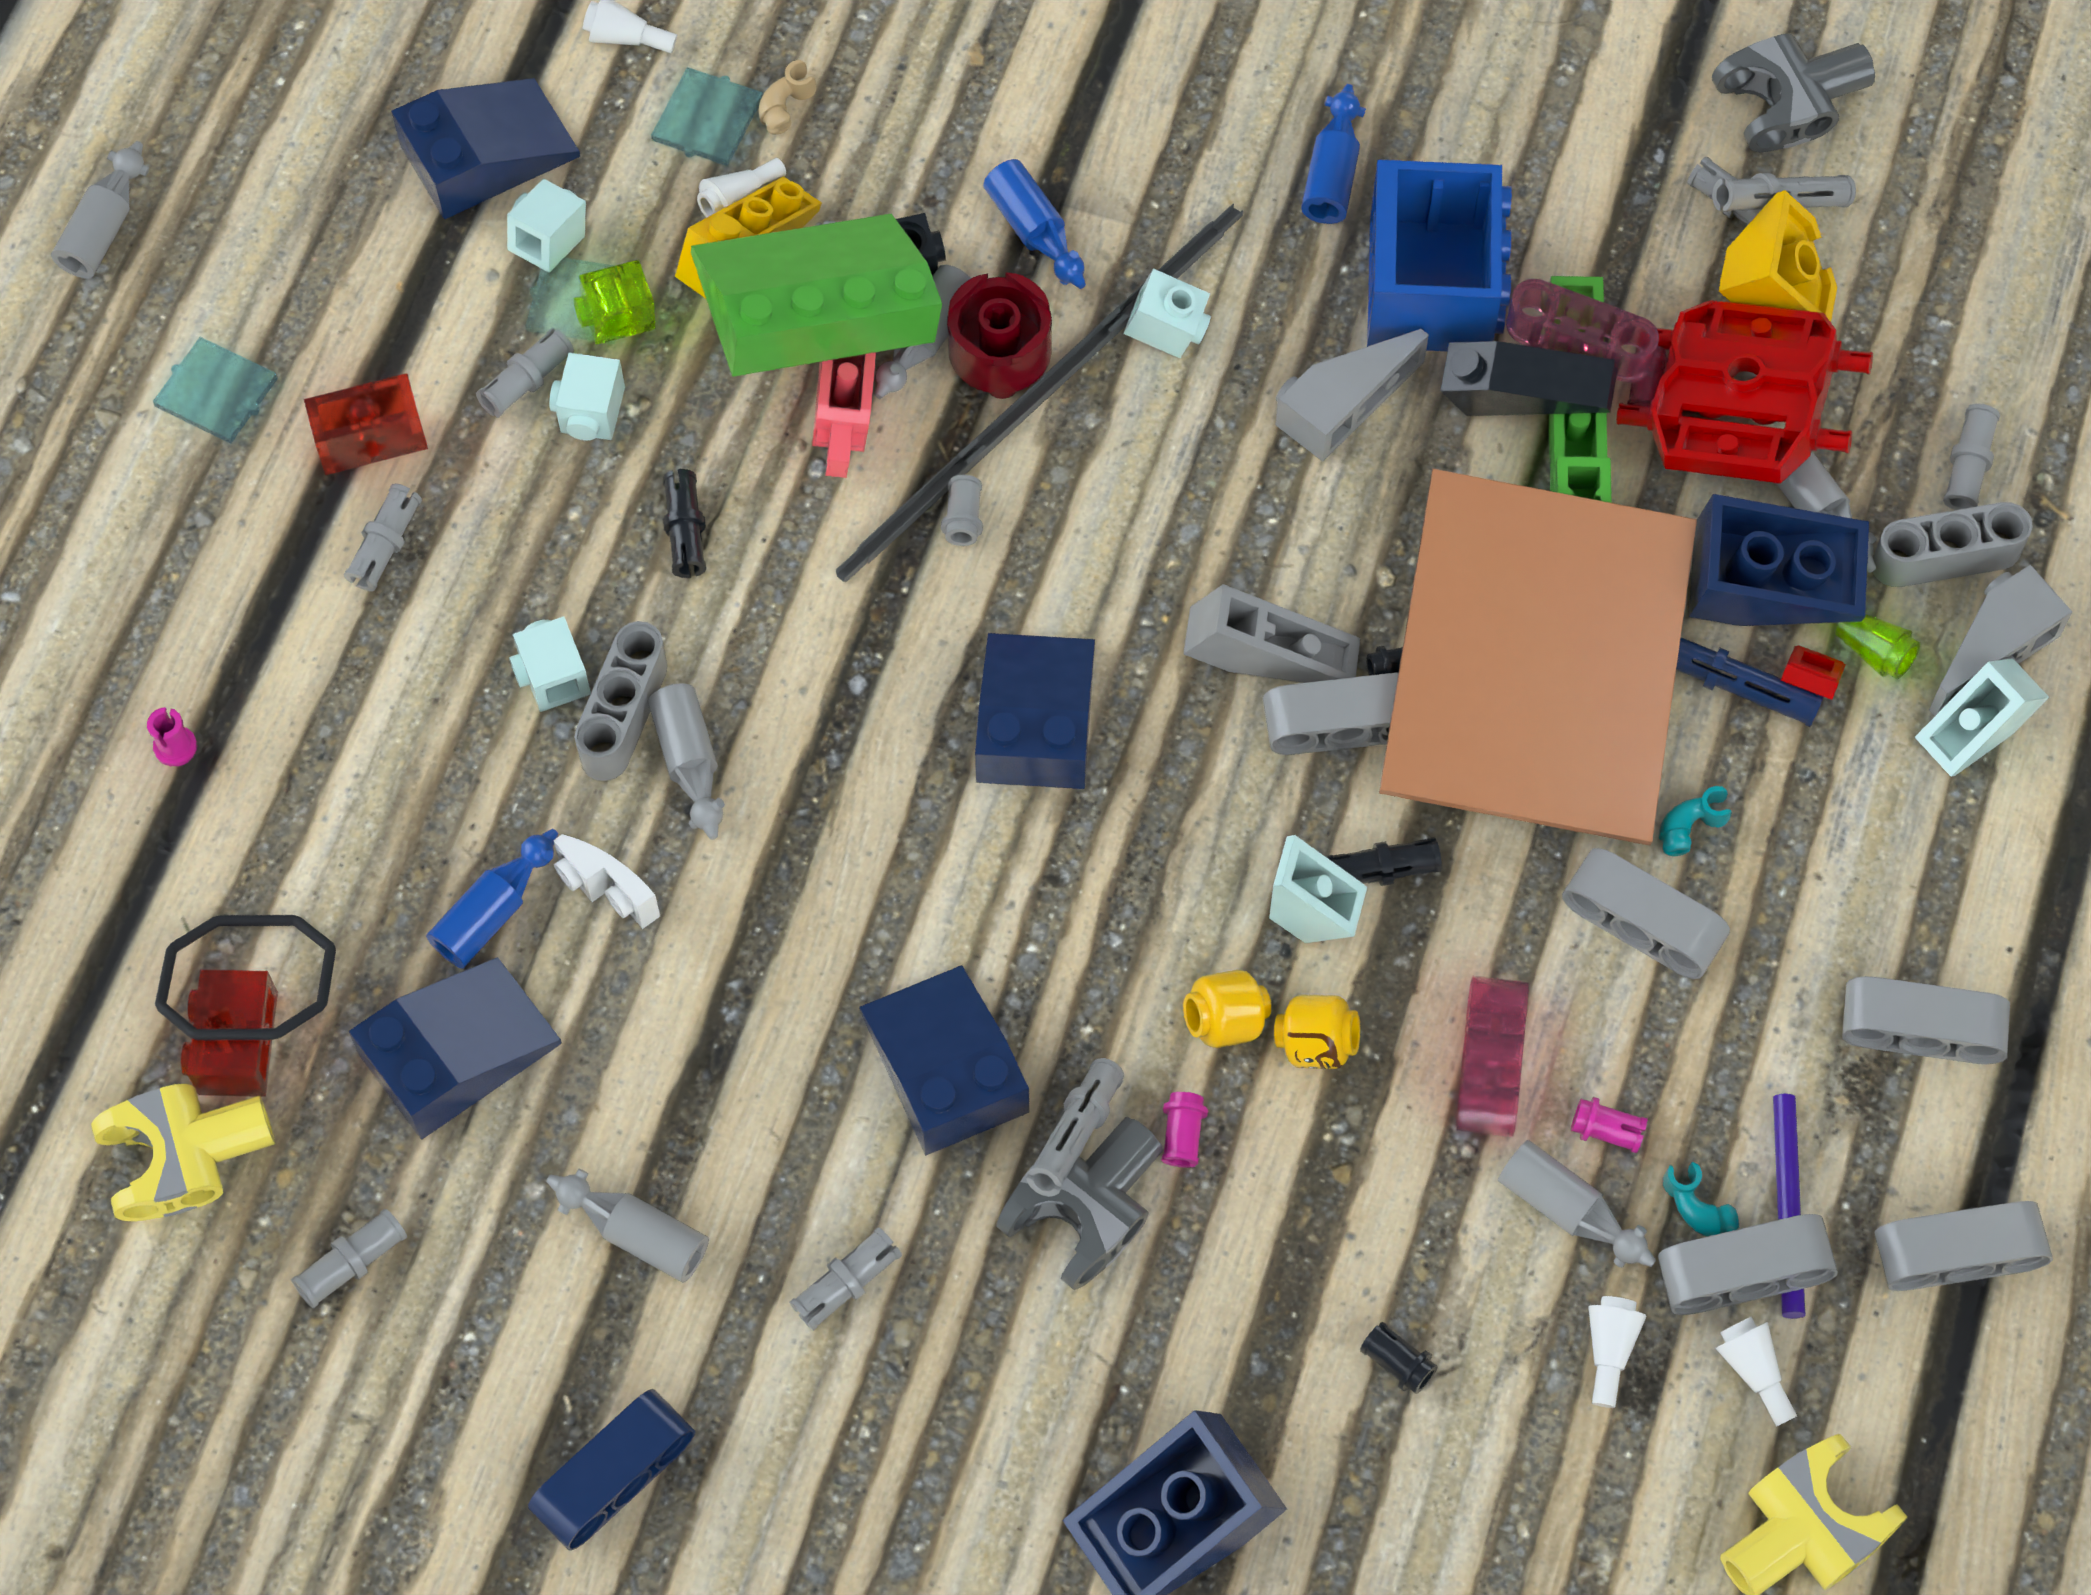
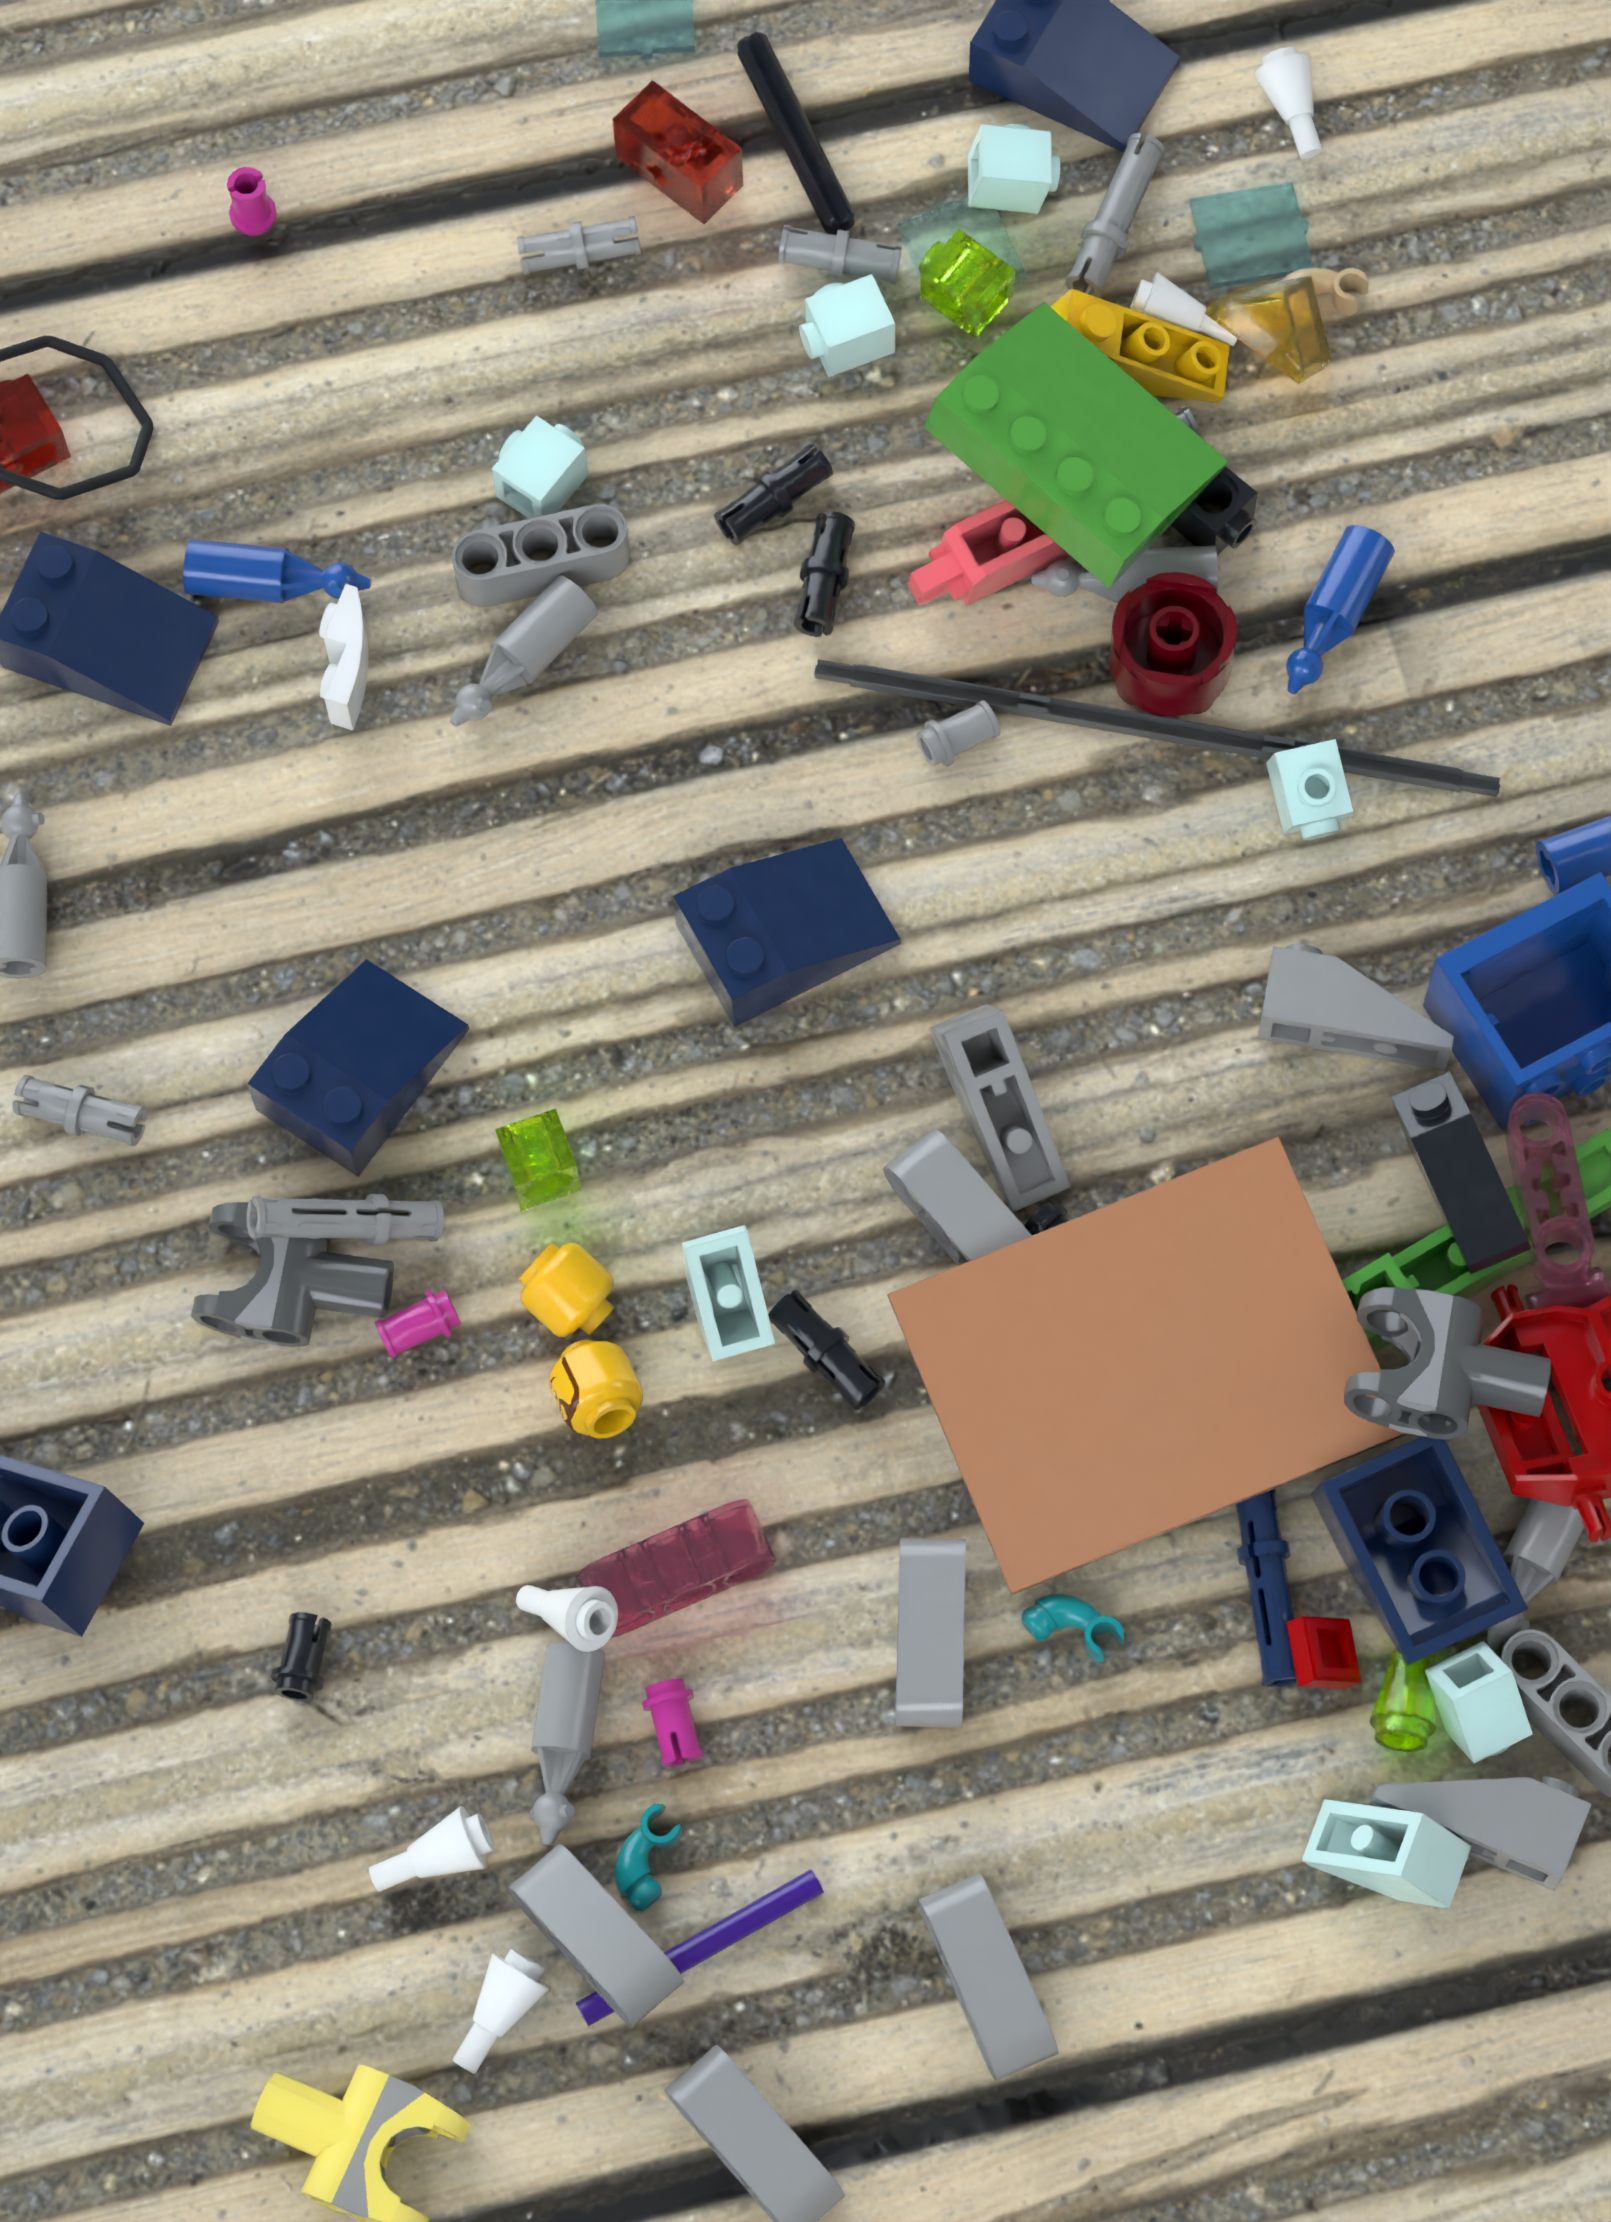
camera: 60 degrees right, 5 degrees up
(402, 347) = (795, 133): none -> black axle
(642, 198) = (1106, 236): none -> light grey pin
(774, 525) = (824, 574): none -> black pin
(793, 132) = (1278, 323): none -> clear yellow slope
(1111, 970) = (538, 1159): none -> clear neon green brick
(1498, 1134) = (579, 1614): none -> white cone
(1673, 462) = (1444, 1368): none -> dark grey connector
(1913, 592) = (1479, 1702): none -> light aqua brick

